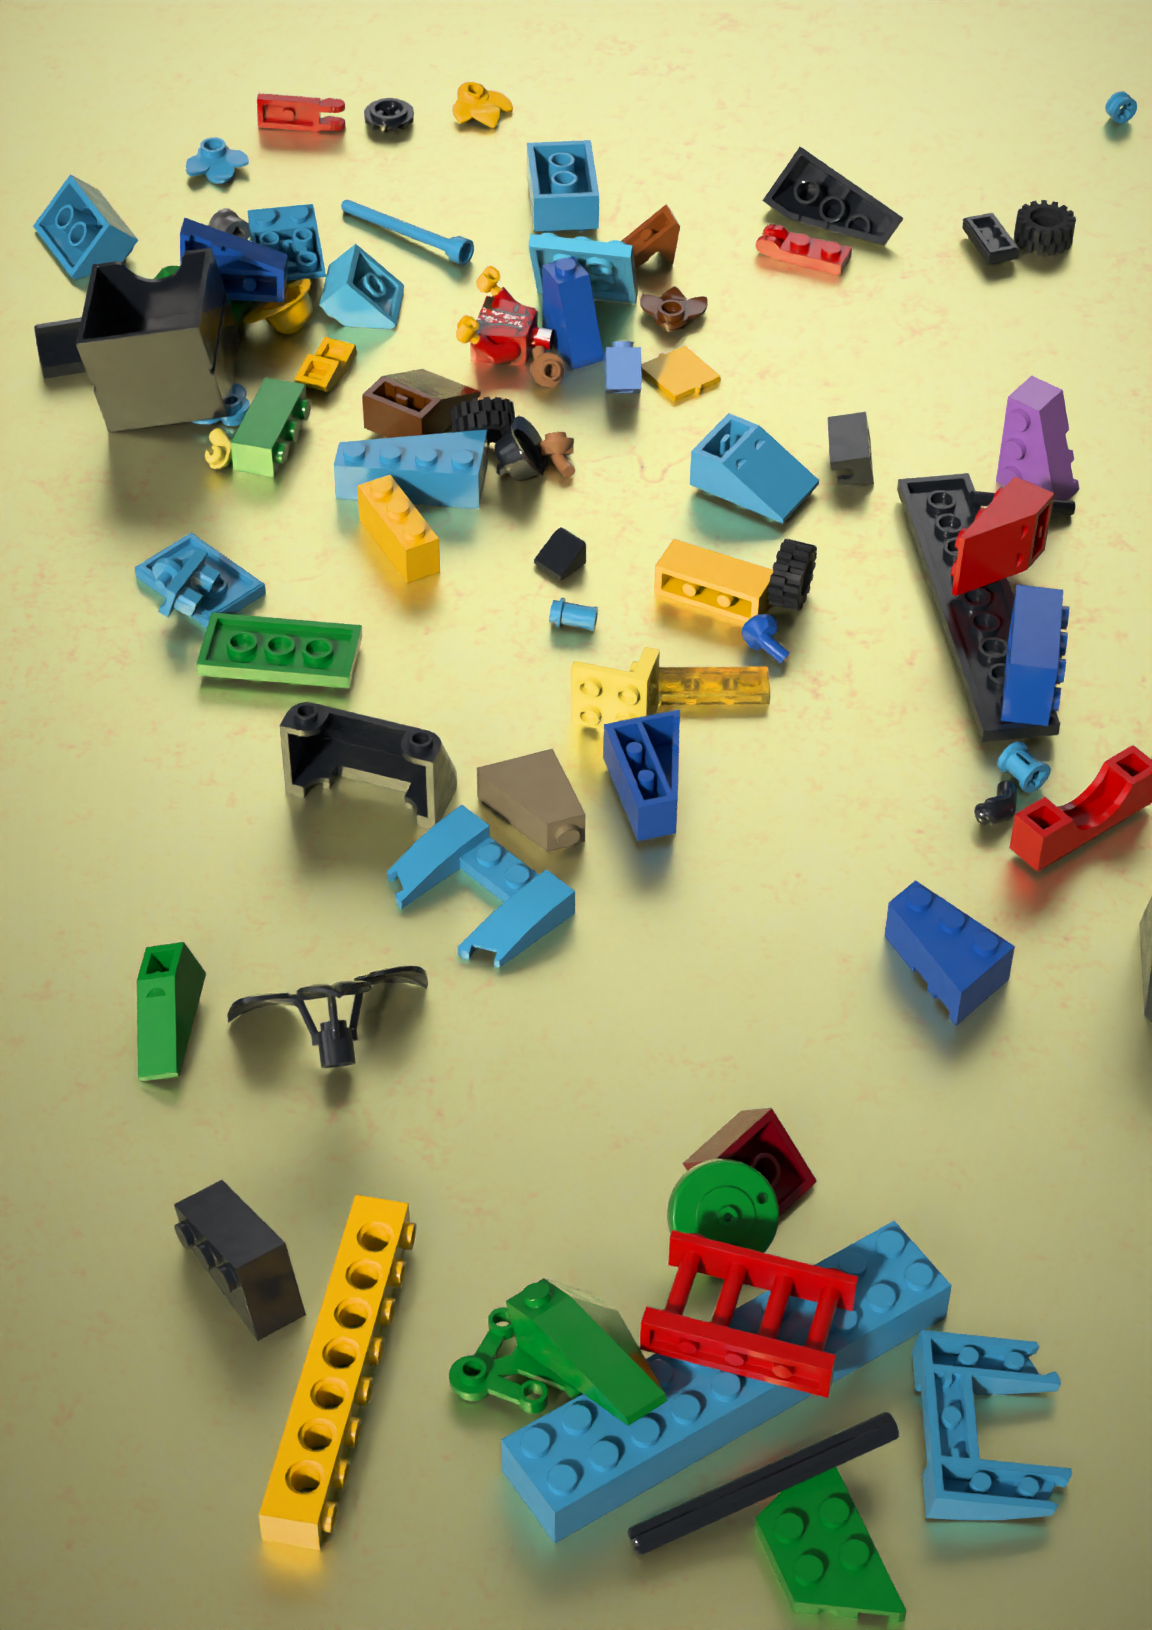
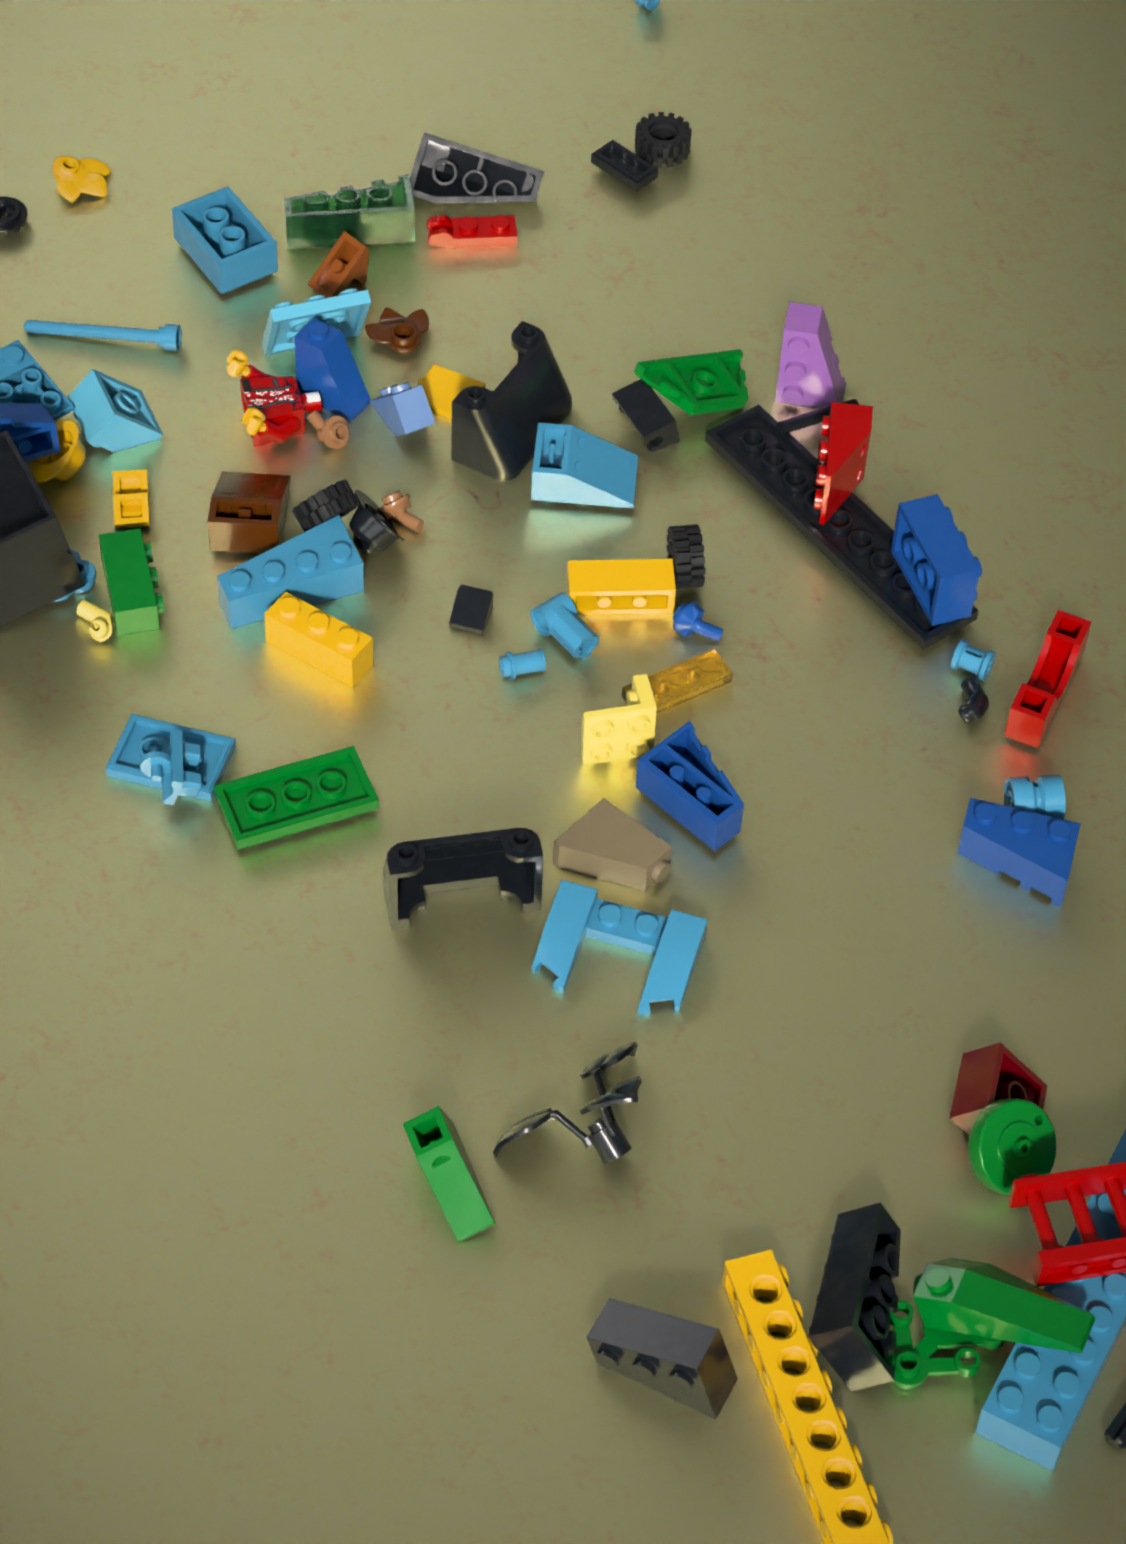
camera: 30 degrees left, 5 degrees up
(454, 1288) = (858, 1296): none -> black wedge
(637, 593) = (560, 619): none -> dark azure piece
(690, 400) = (499, 427): none -> black windscreen
(698, 203) = (368, 214): none -> clear green wedge
(922, 434) = (698, 381): none -> green wing
(996, 911) = (1042, 797): none -> dark azure wheel

